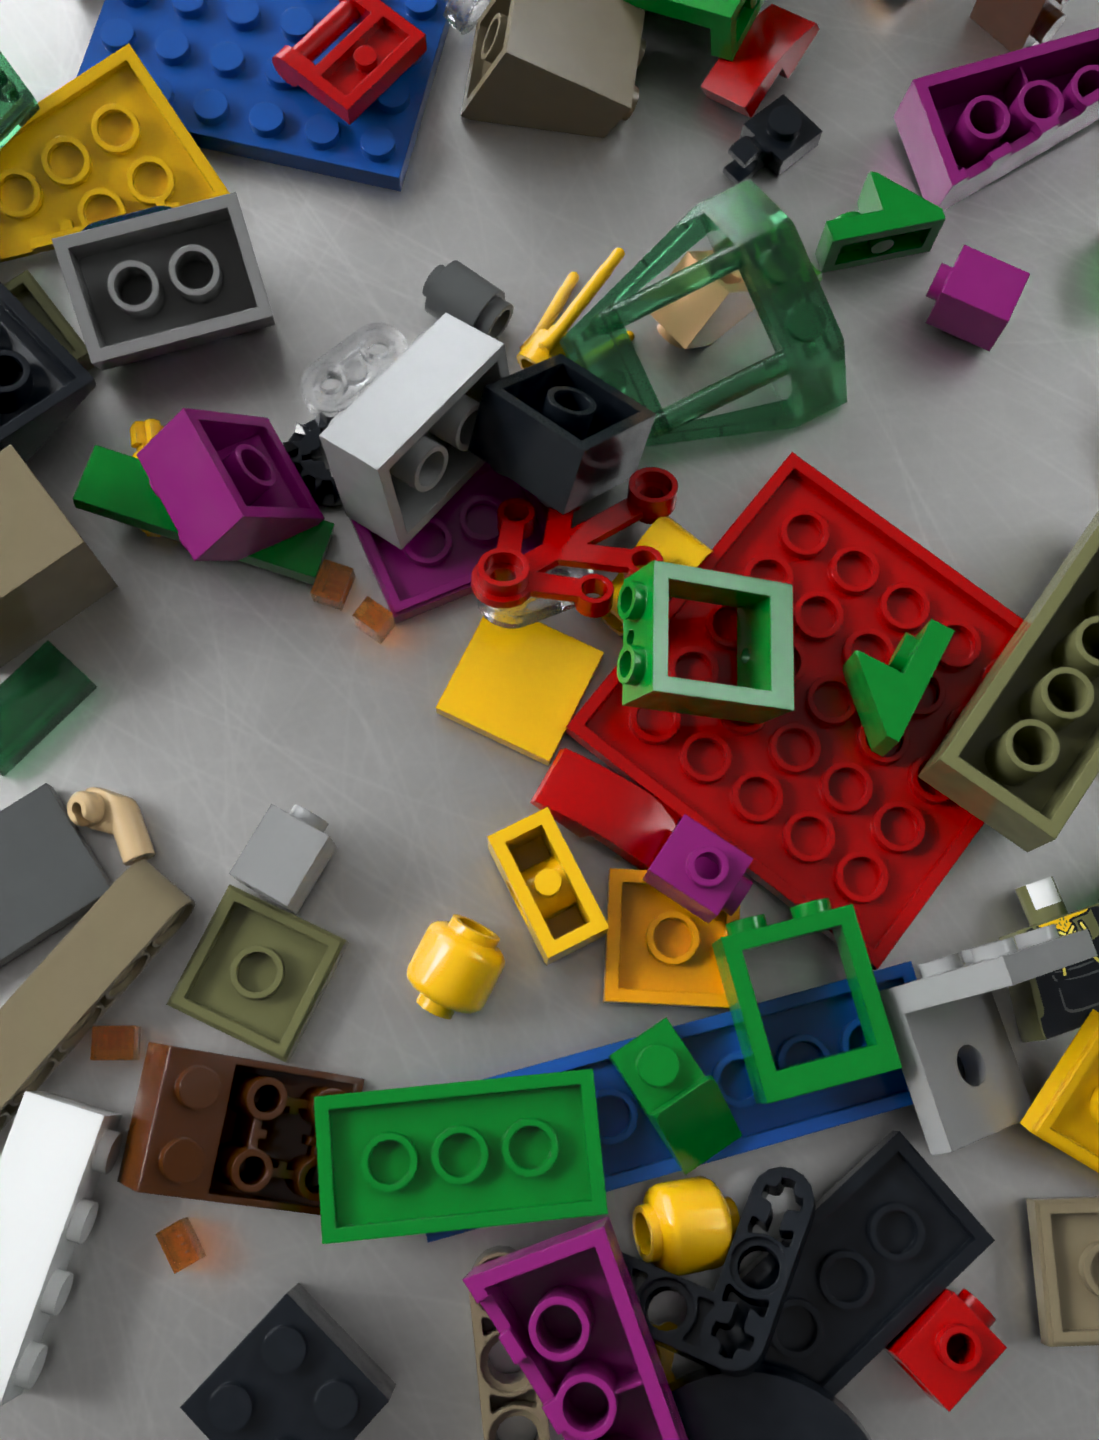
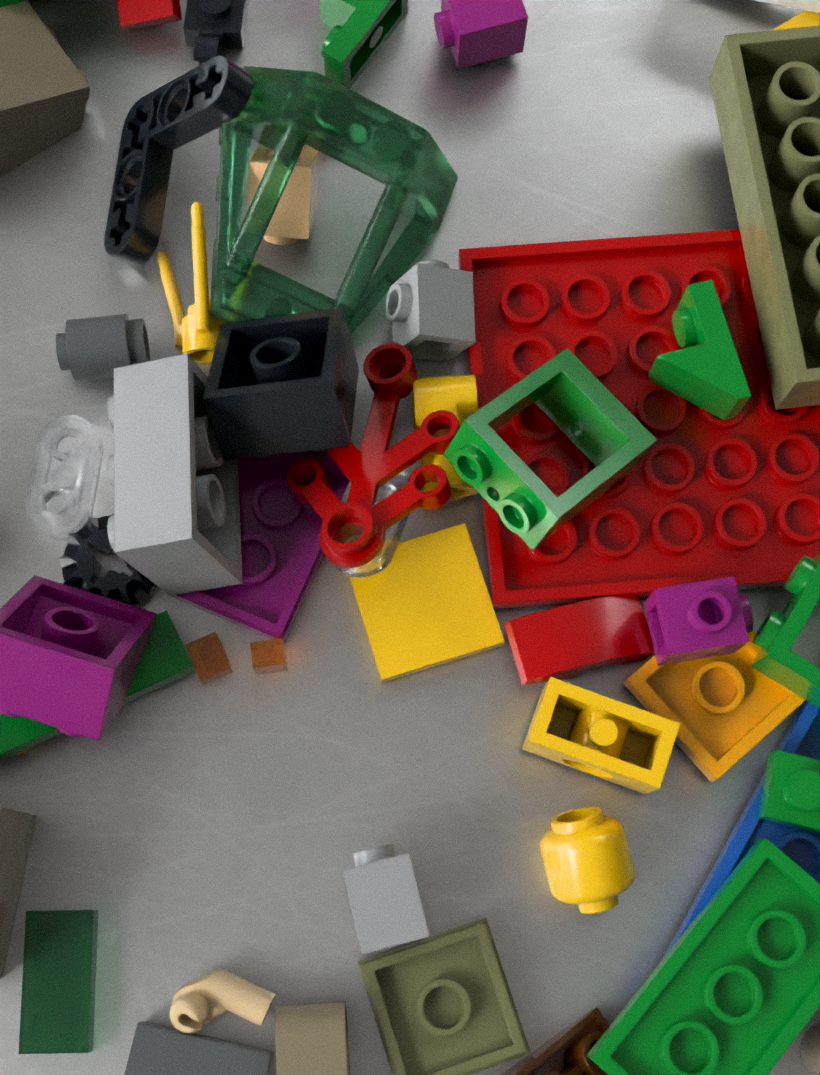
camera: 40 degrees left, 0 degrees up
(654, 178) = (151, 133): none -> black beam
(725, 477) = (432, 311): none -> light grey brick

